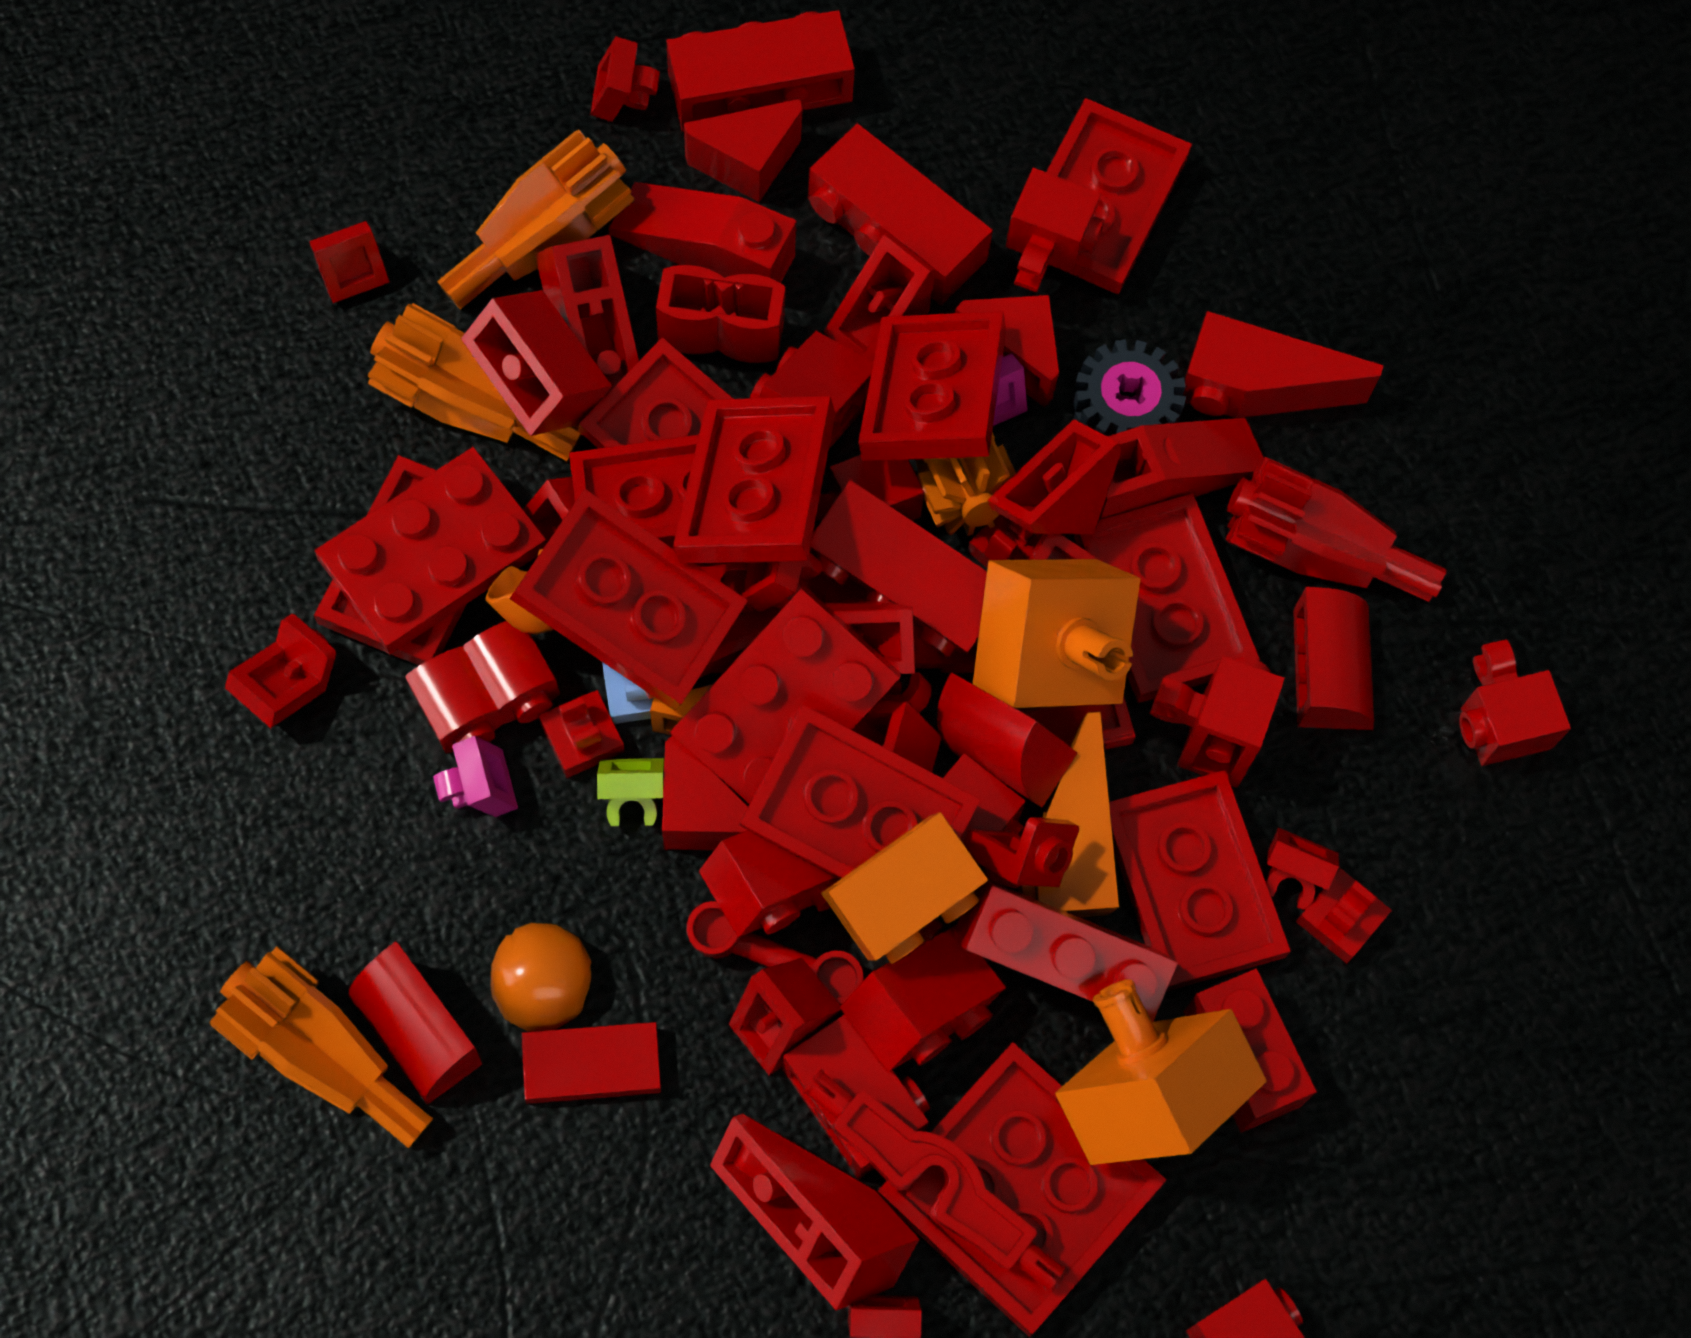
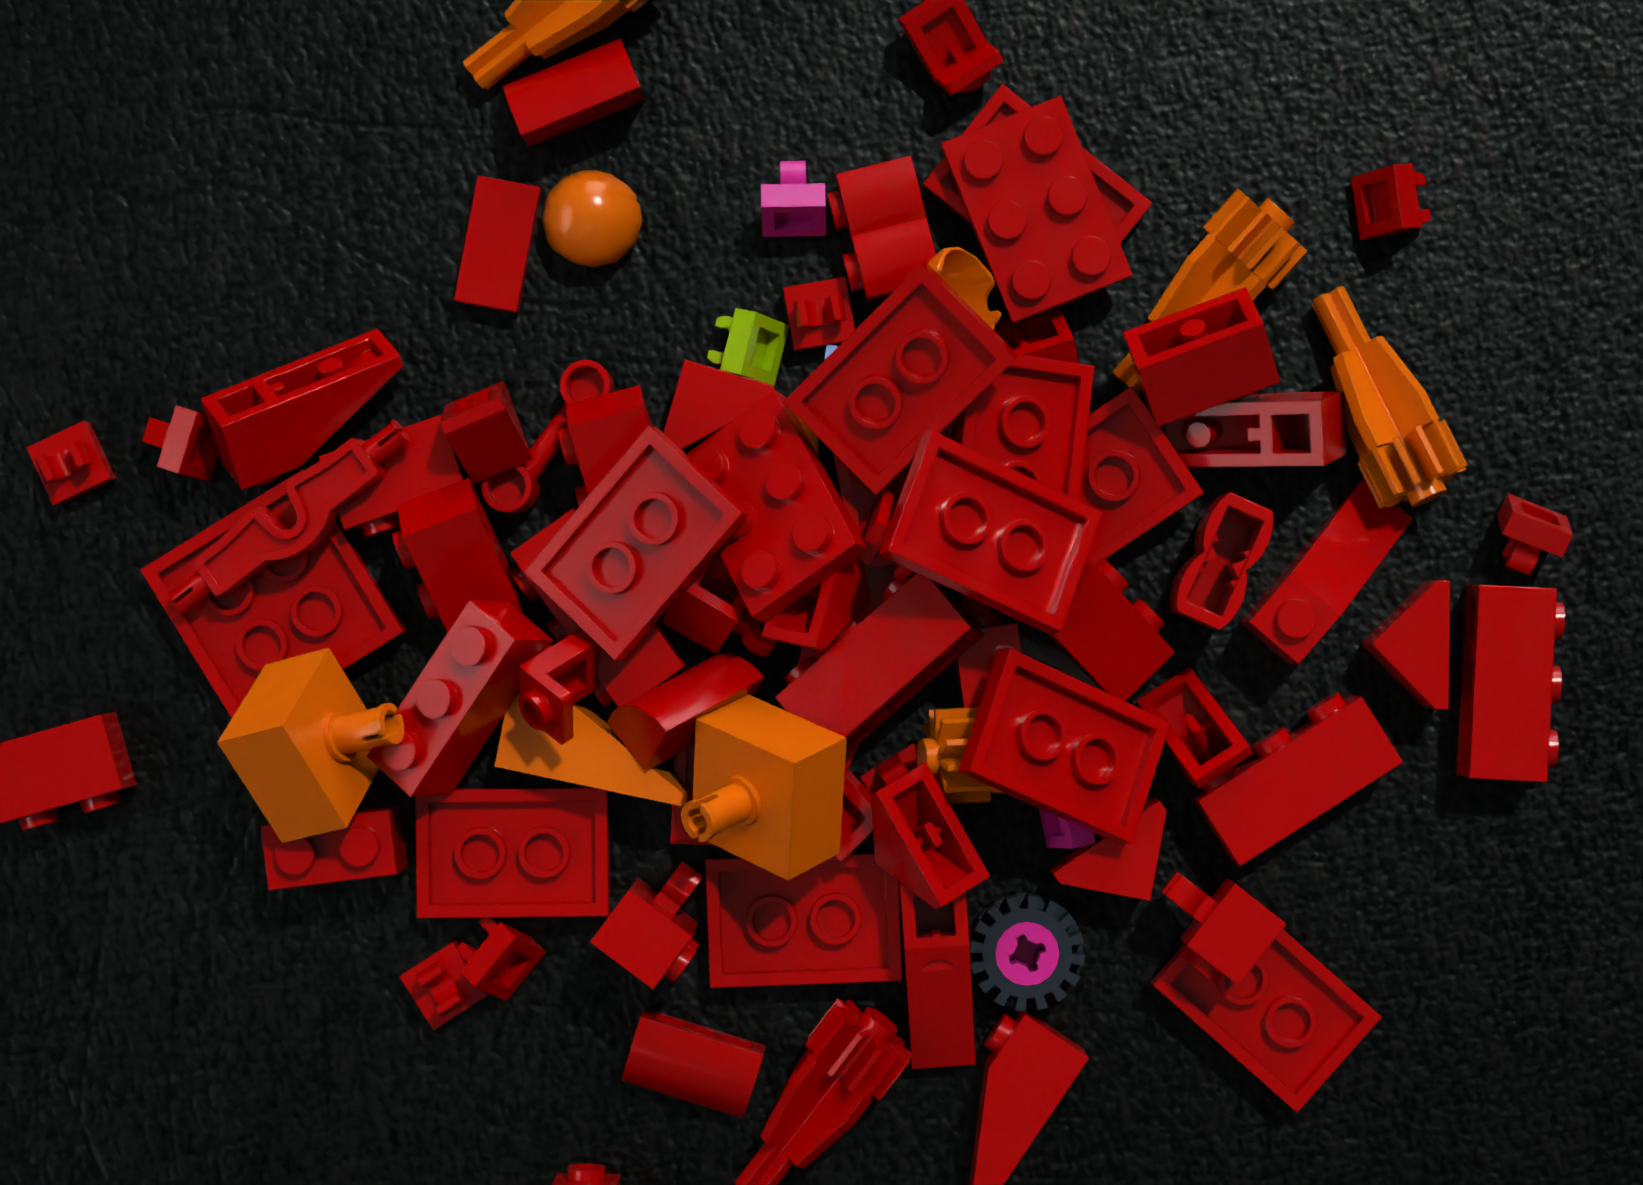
camera: 110 degrees right, 20 degrees up
(905, 889) = (541, 560): orange brick -> none

